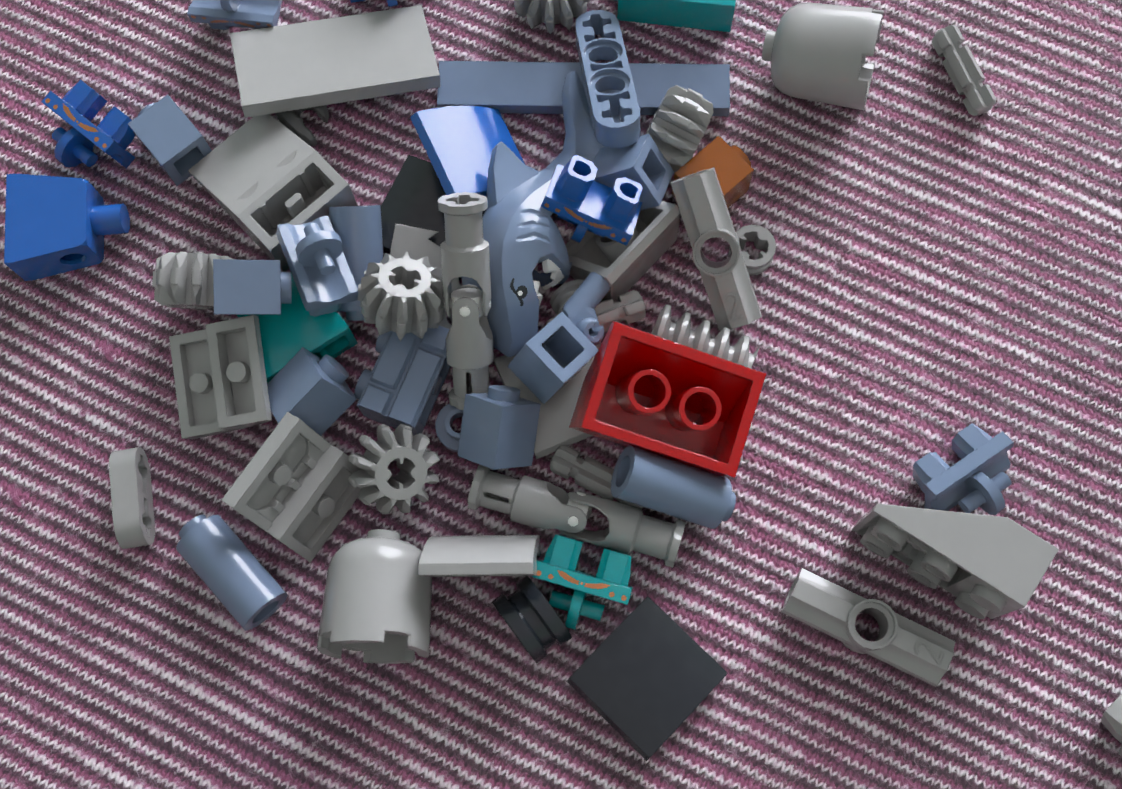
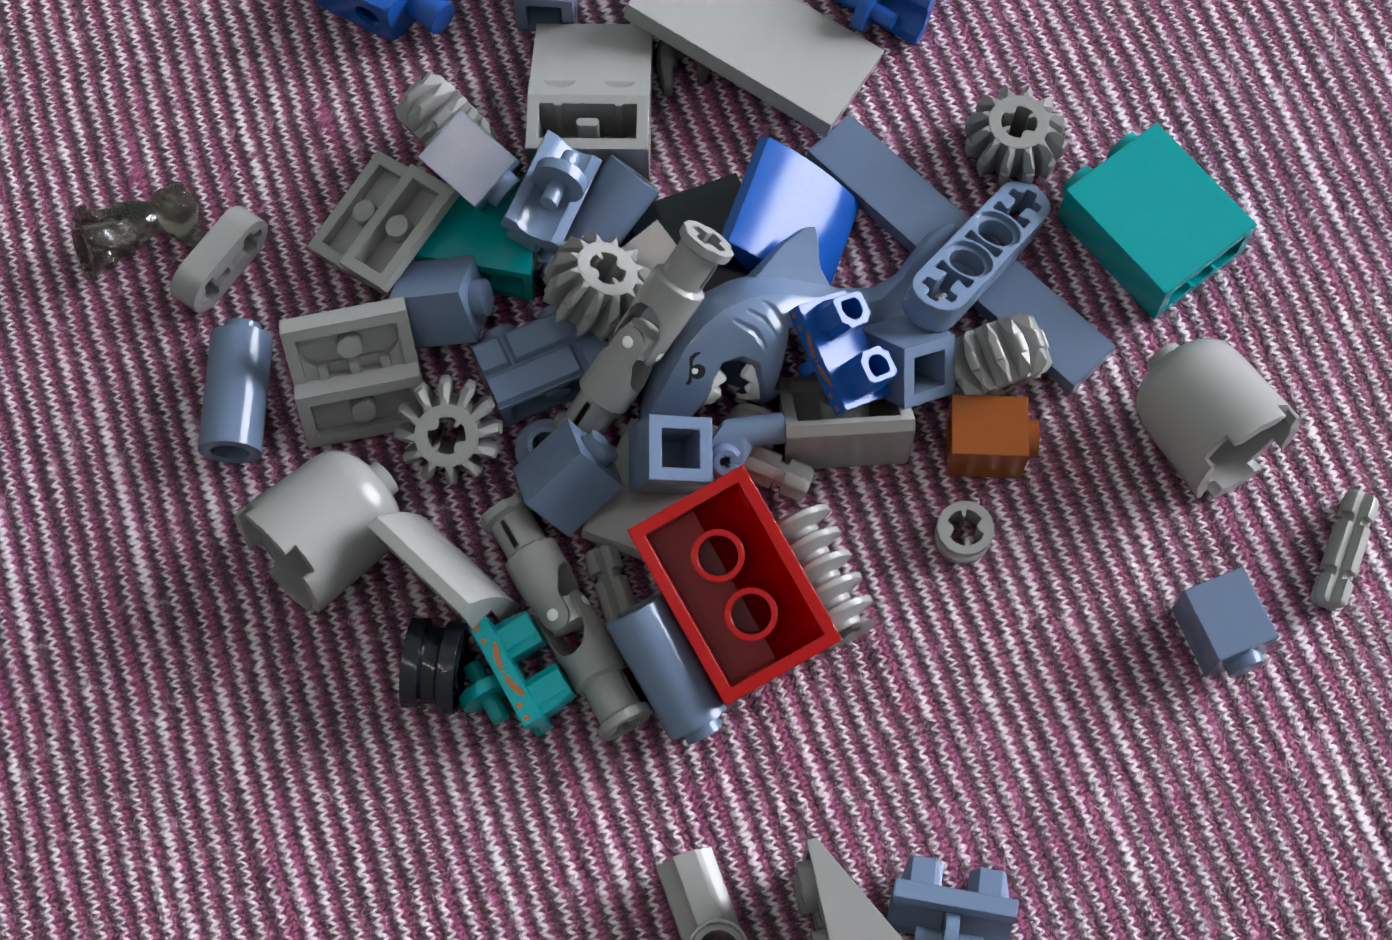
camera: 40 degrees right, 5 degrees down
(44, 541) = (121, 229): none -> clear smoke animal
(647, 678) = (484, 811): black slope -> none
(707, 217) = (902, 534): light grey piece -> none
(948, 169) = (1225, 624): none -> sand blue brick

